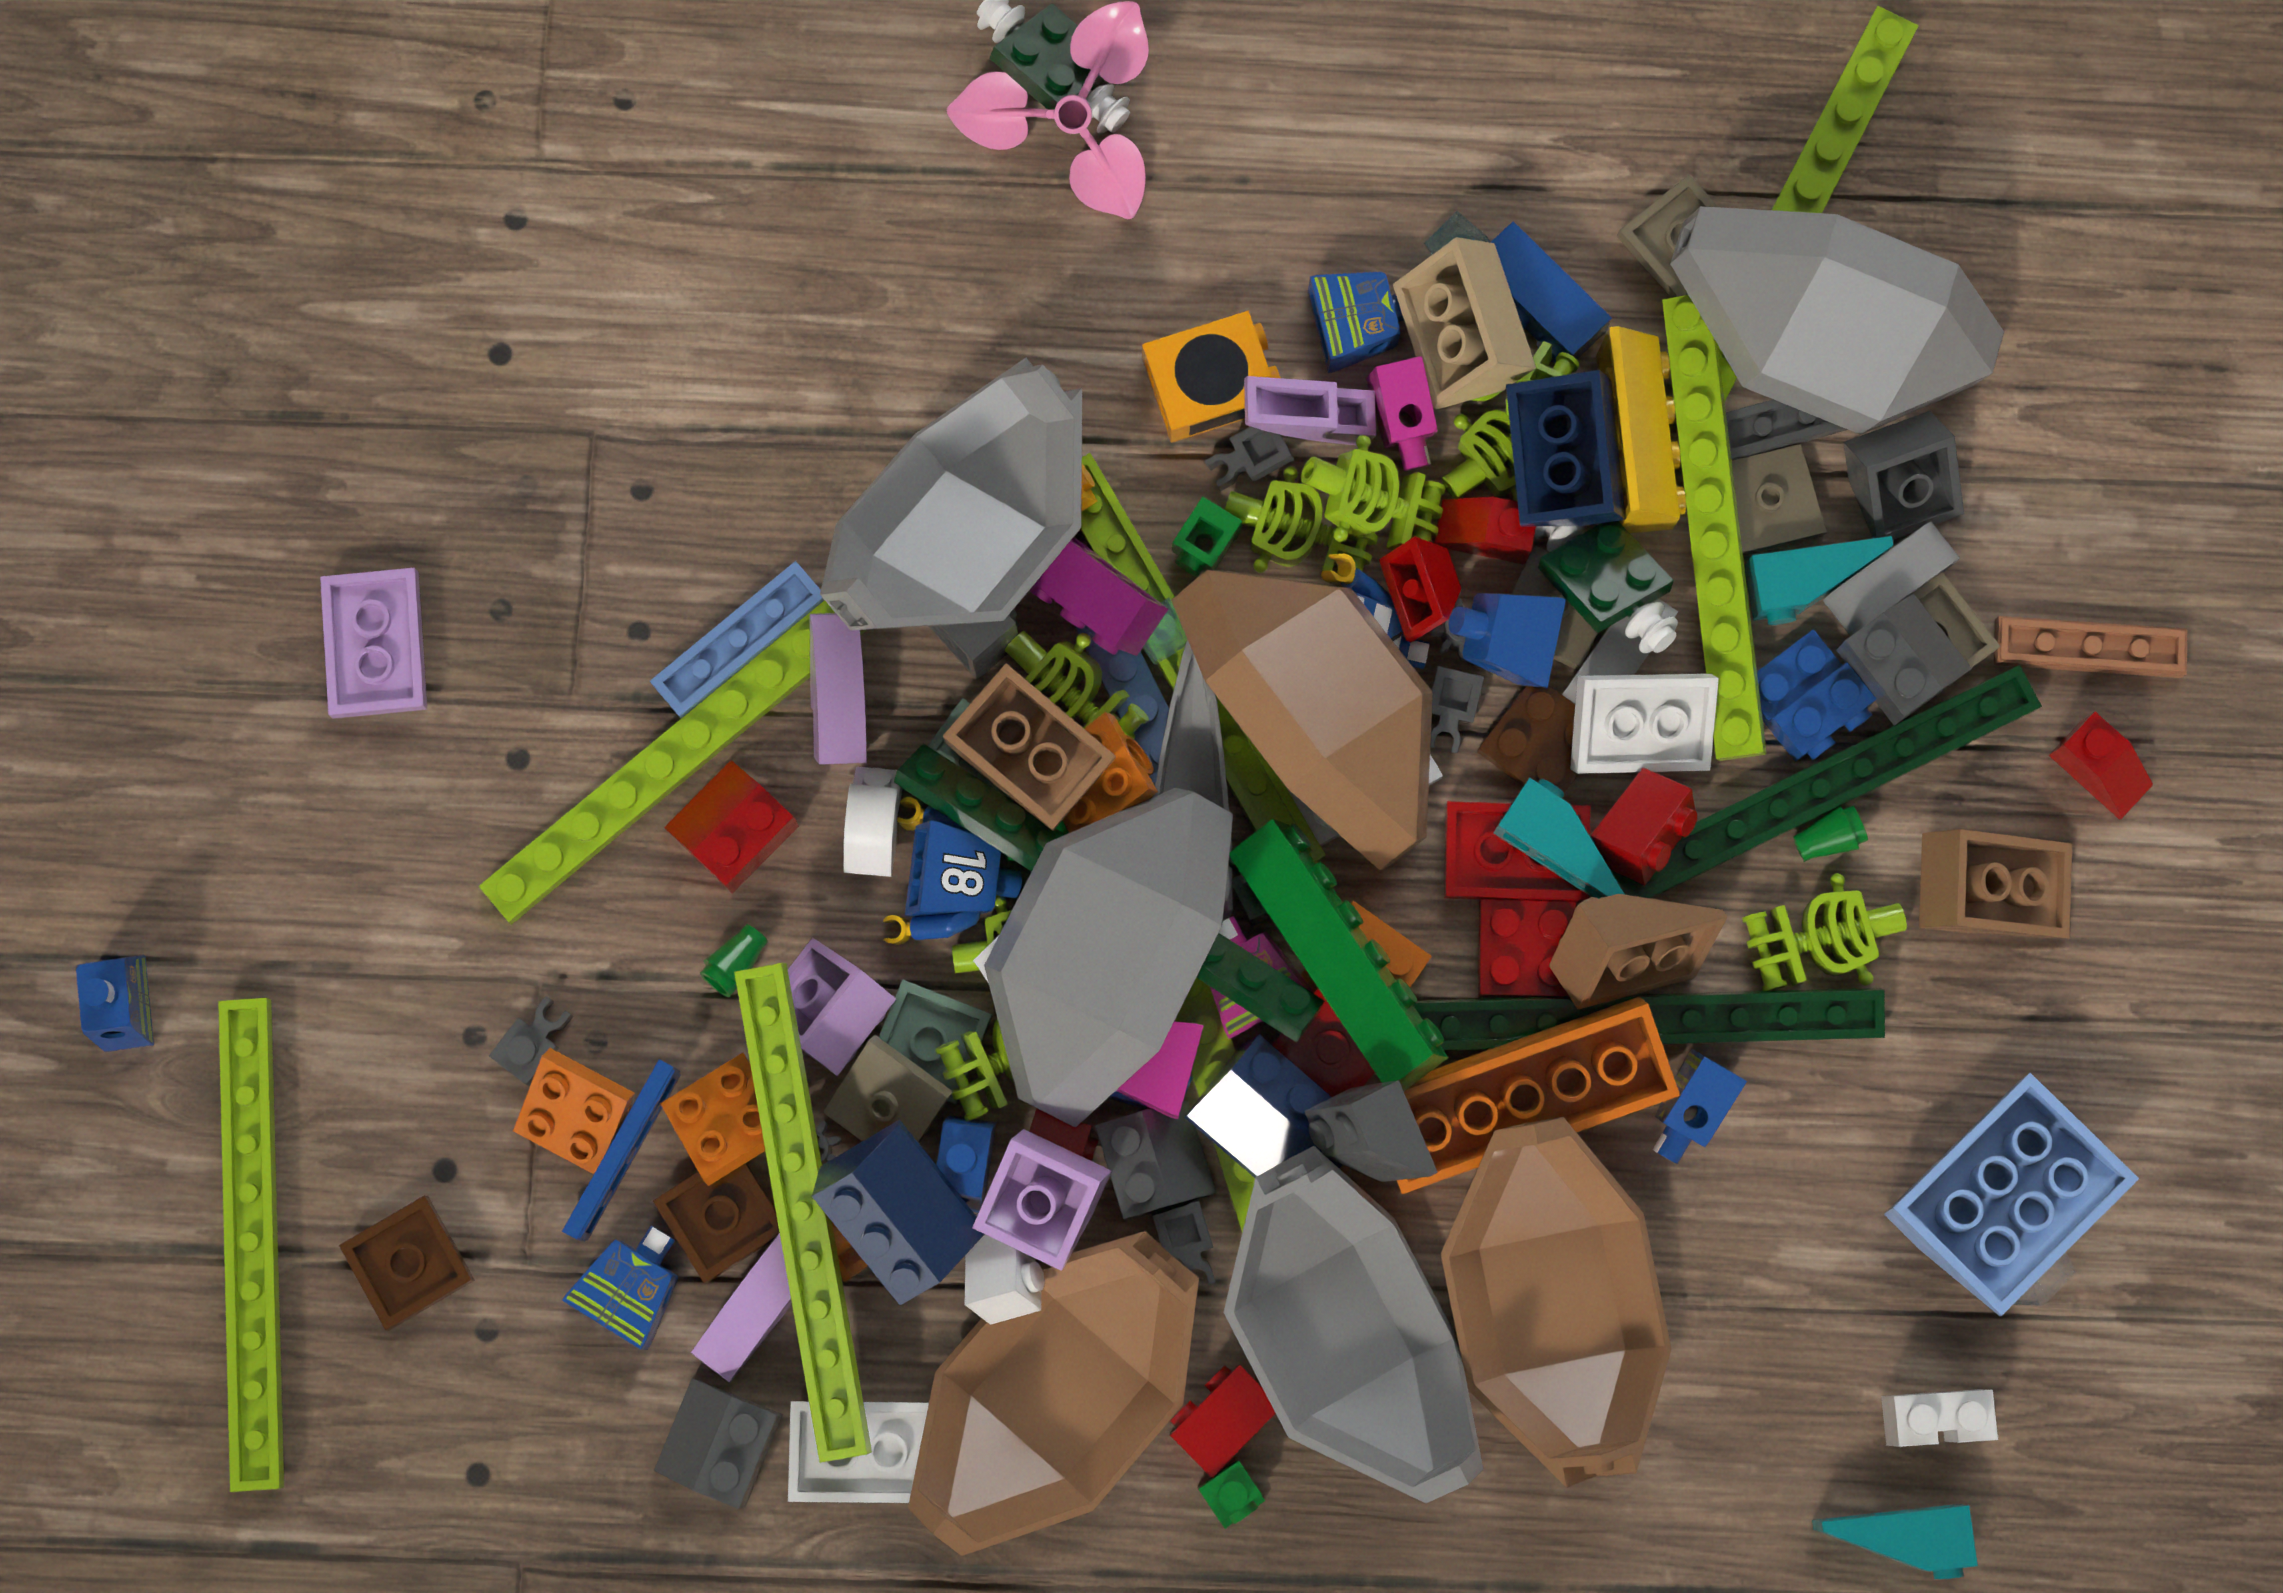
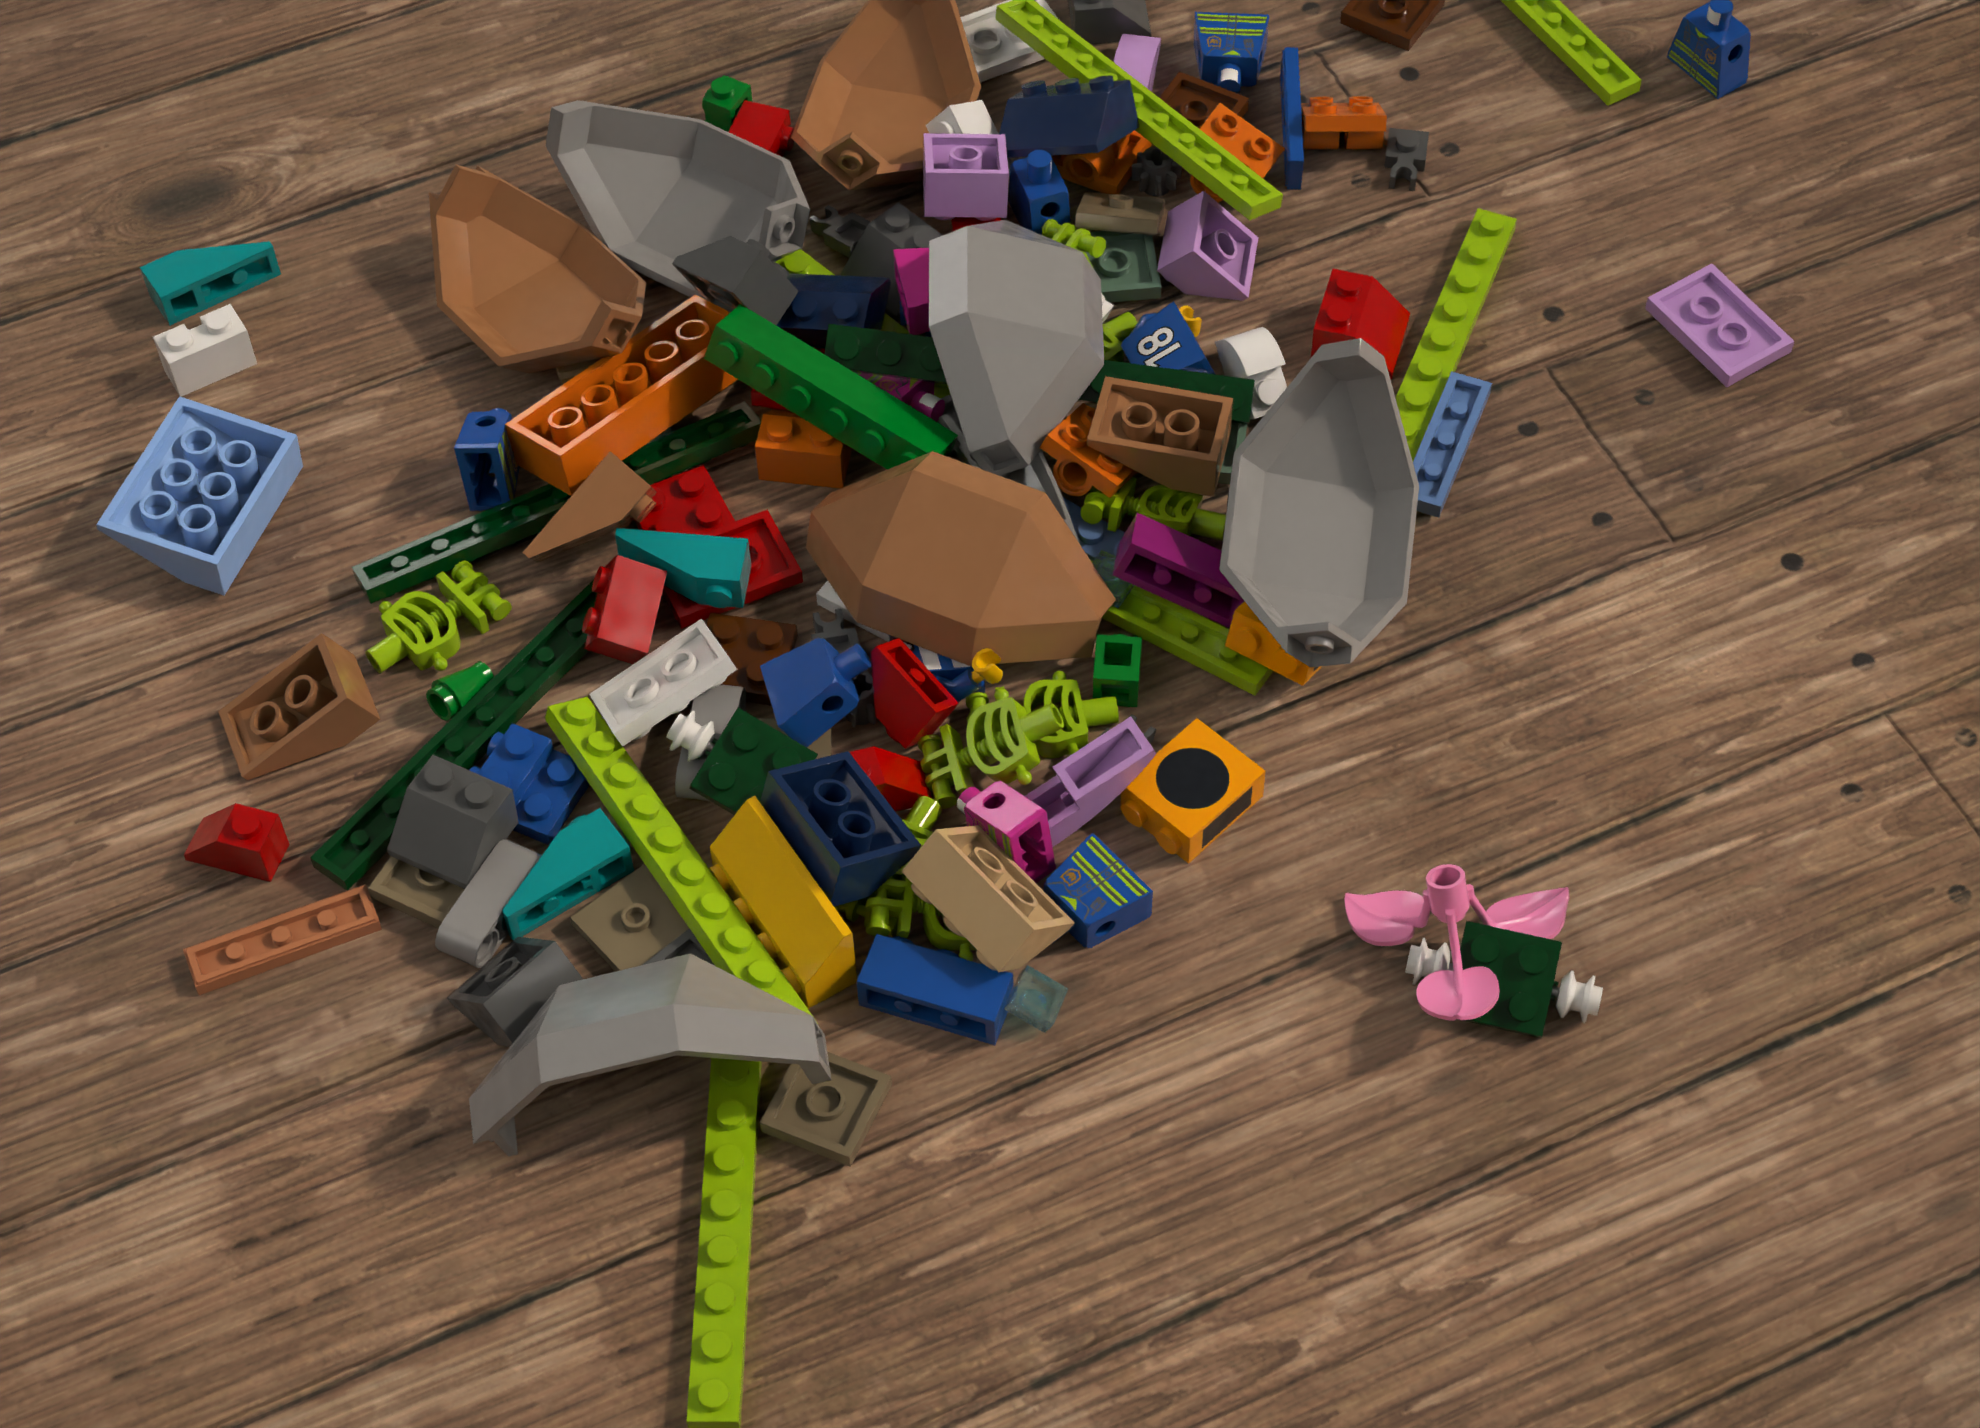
camera: 155 degrees right, 25 degrees down
(735, 955) = (1295, 248): green cone -> none

